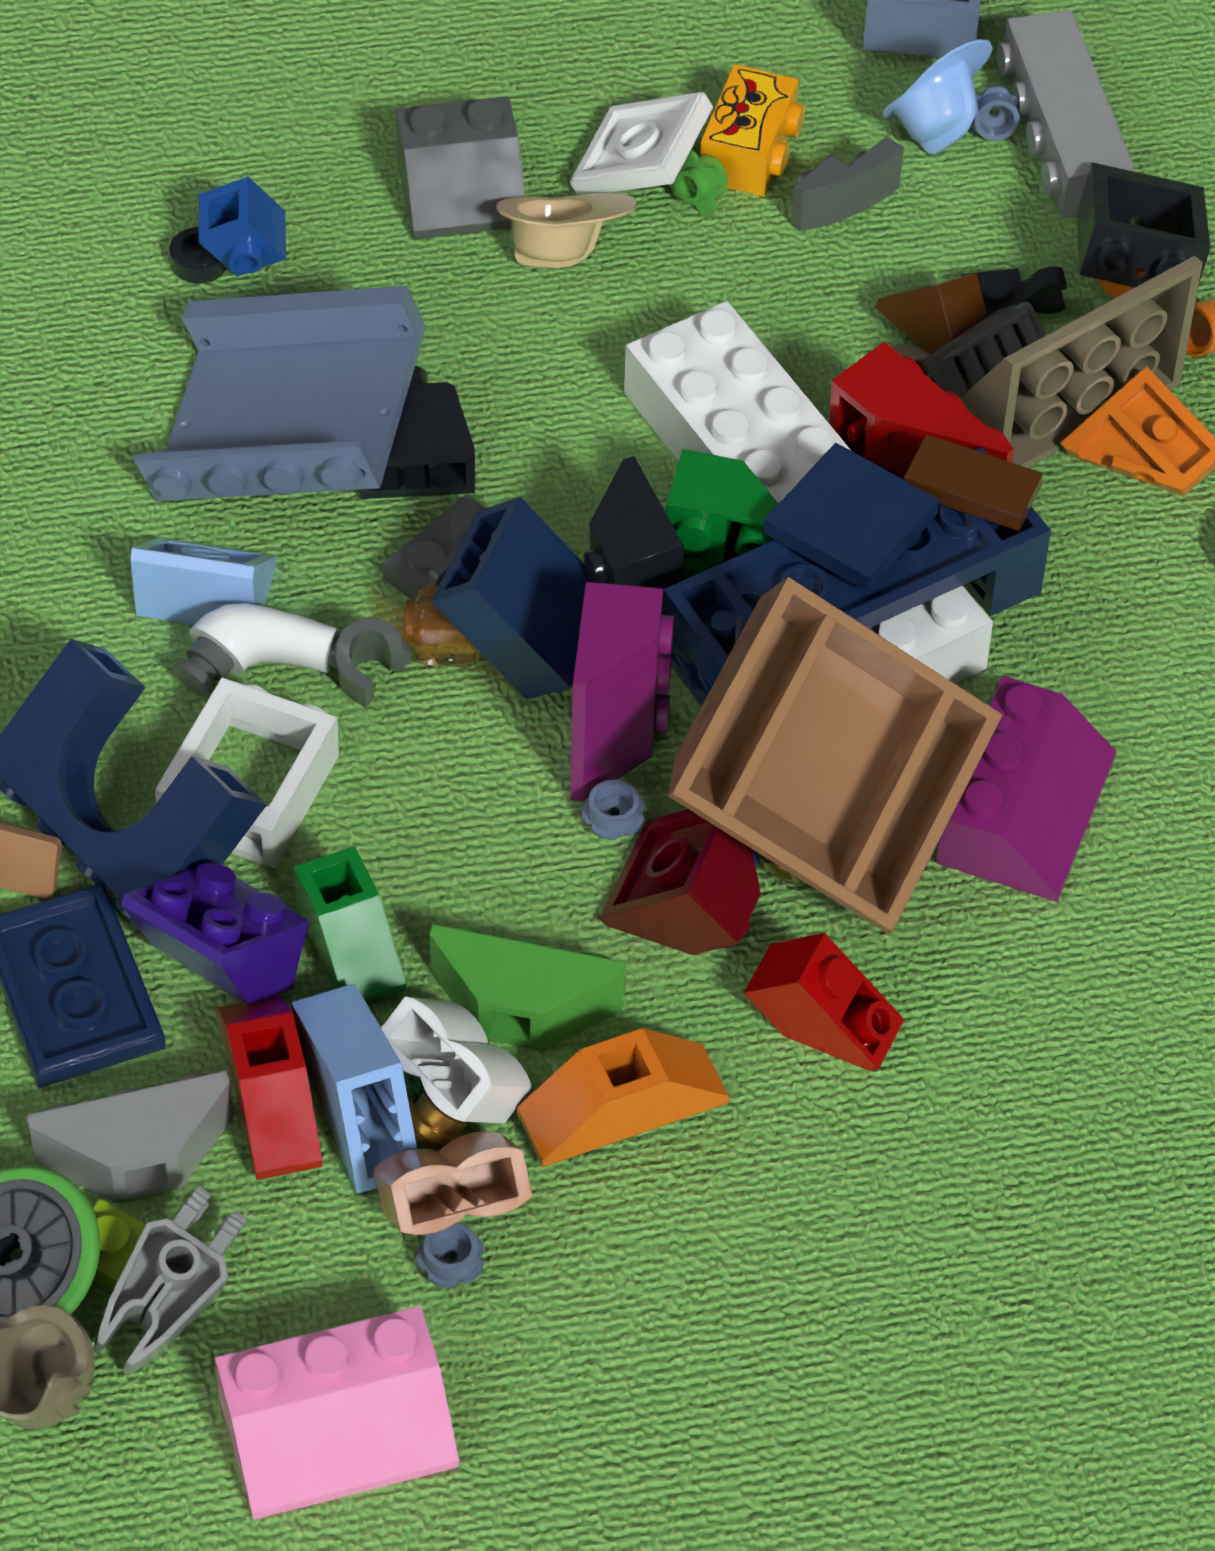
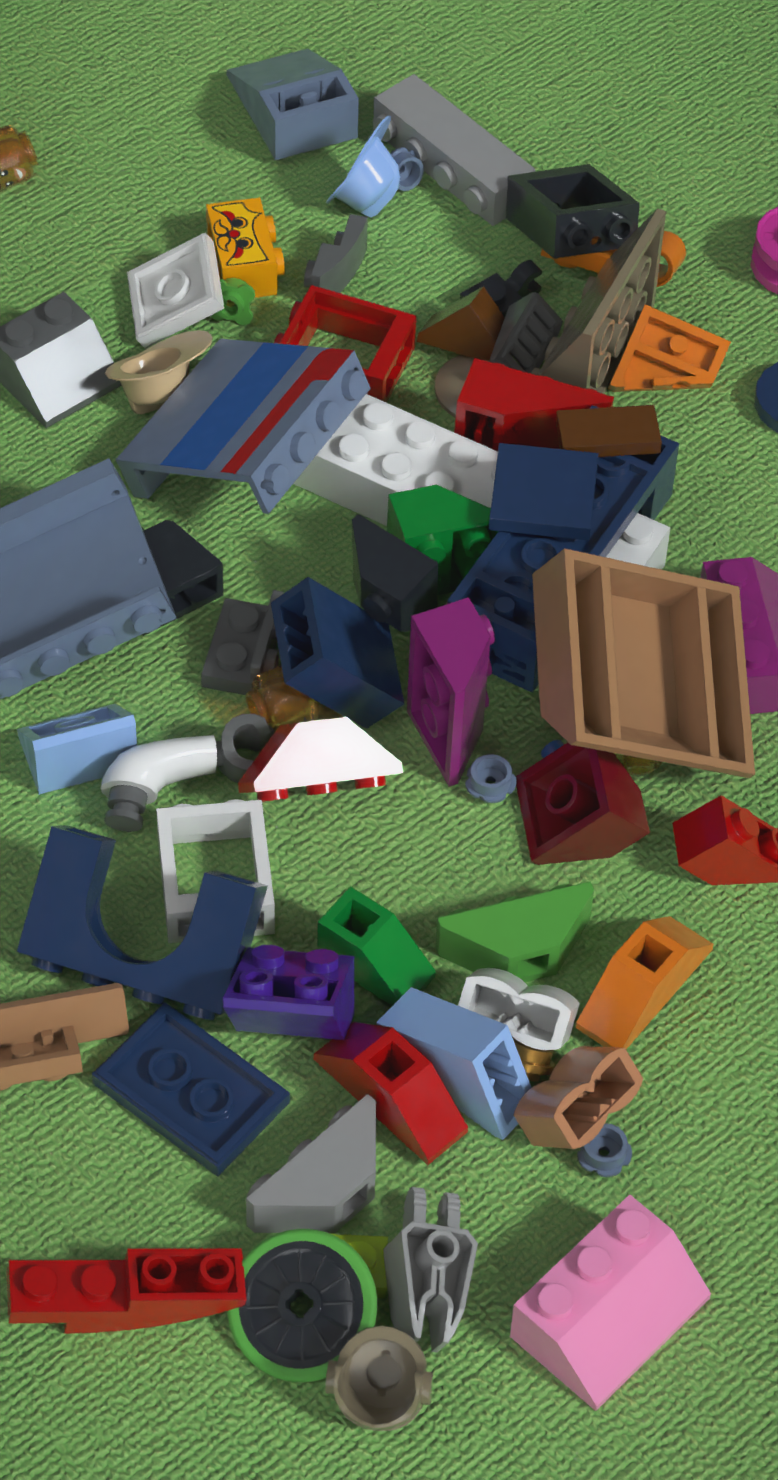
camera: 30 degrees left, 0 degrees up
(428, 701) = (317, 757): none -> slope
(606, 311) = (247, 417): none -> sand blue panel
(815, 321) = (360, 320): none -> red window

